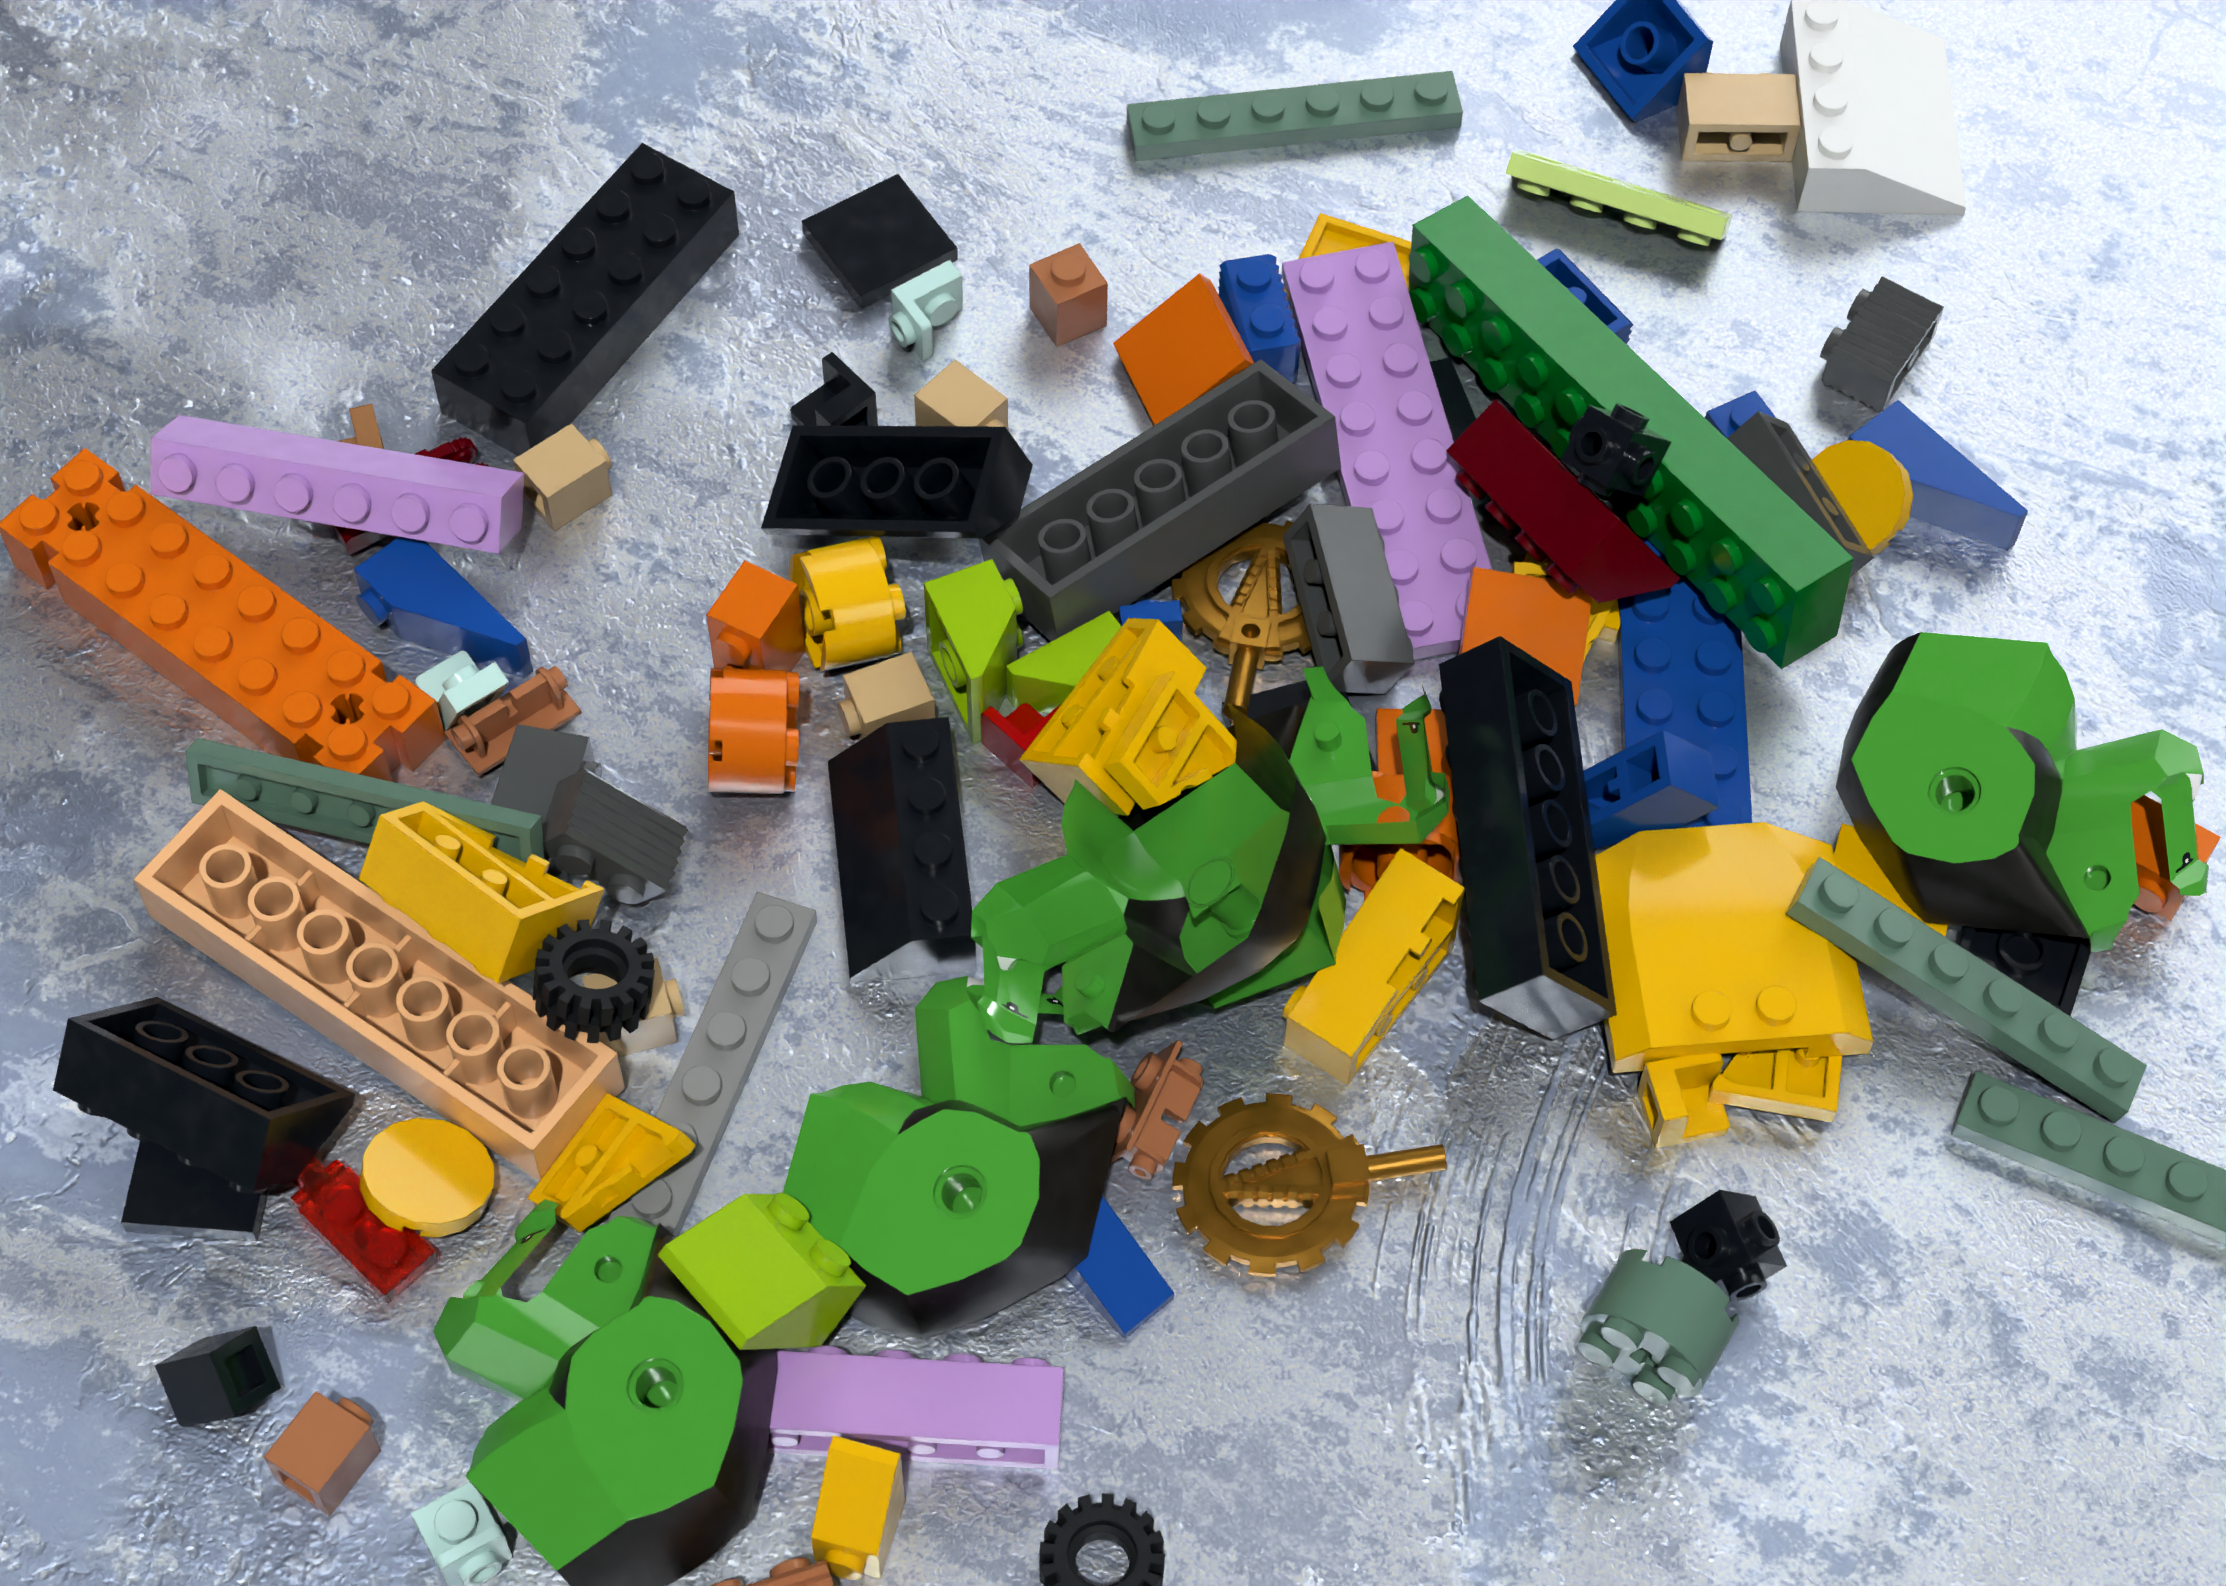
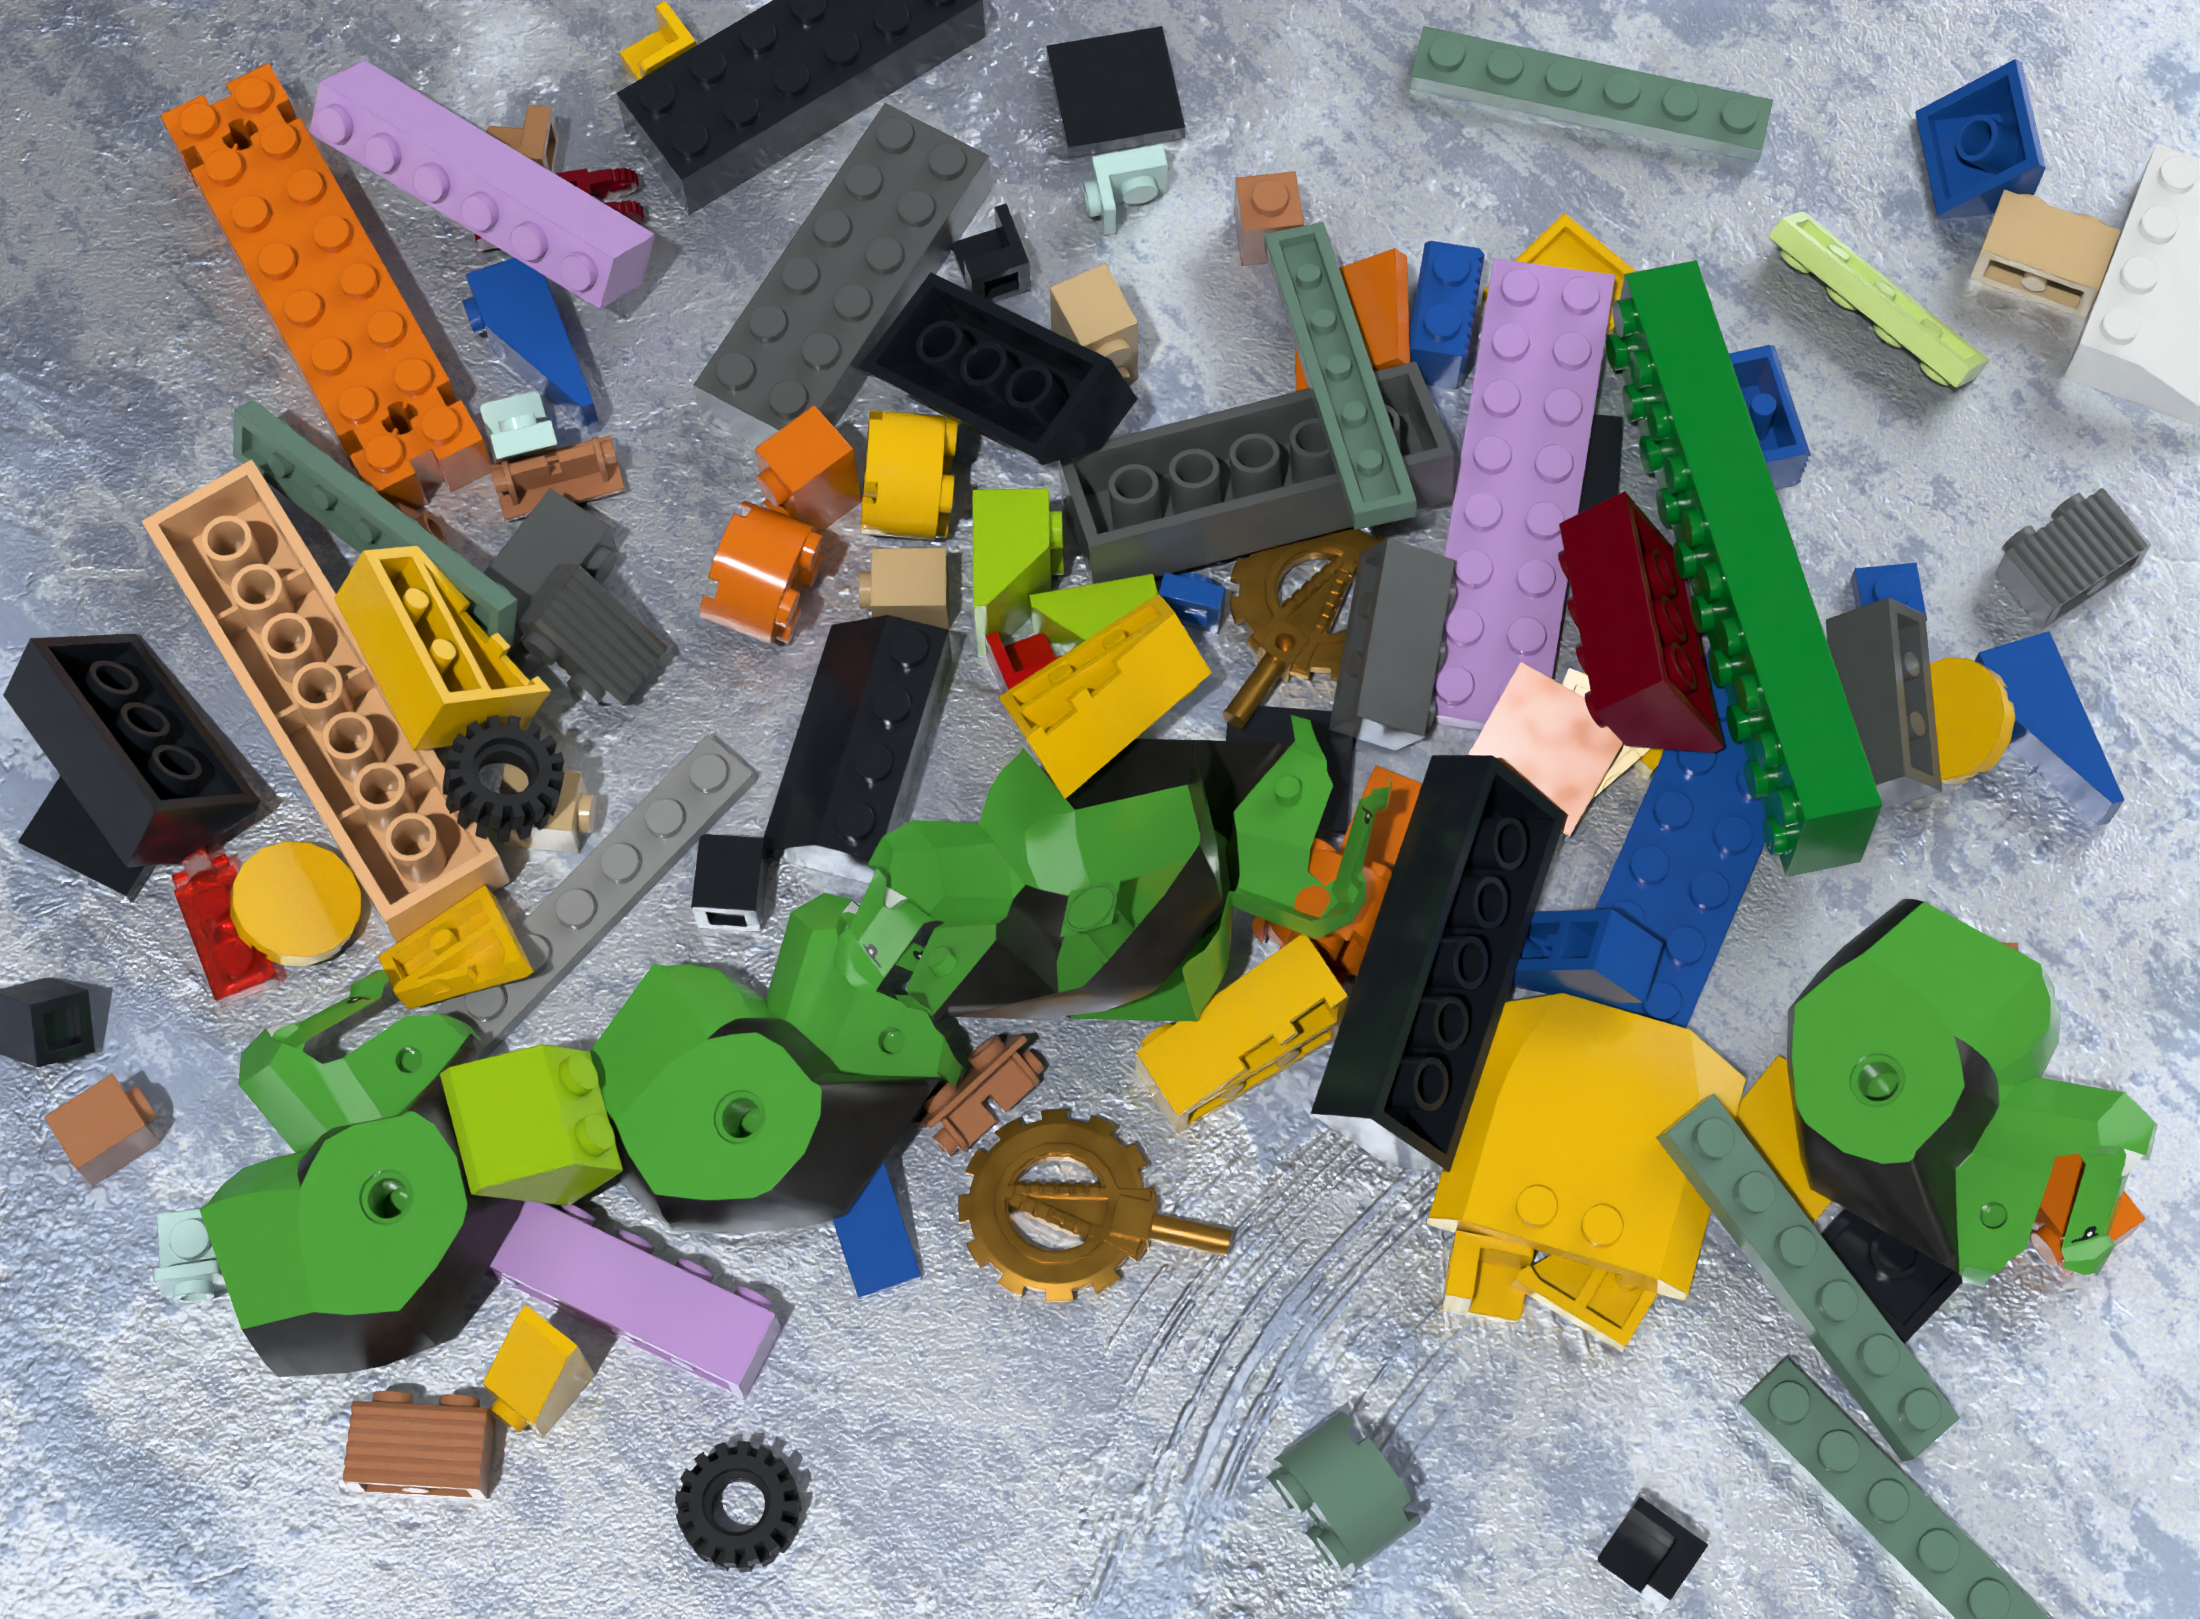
camera: 25 degrees right, 10 degrees up
(456, 316) = (659, 47): none -> yellow panel
(564, 476) = (706, 242): tan brick -> none
(709, 465) = (844, 278): none -> dark grey brick
(840, 1010) = (730, 882): none -> black panel
(1169, 745) = (1131, 745): yellow wing -> none
(1205, 387) = (1340, 376): none -> sand green plate
(1615, 450) = (1697, 601): black brick -> none
(1730, 1243) = (1453, 1439): black brick -> none
(1946, 1279) = (1651, 1554): none -> black panel

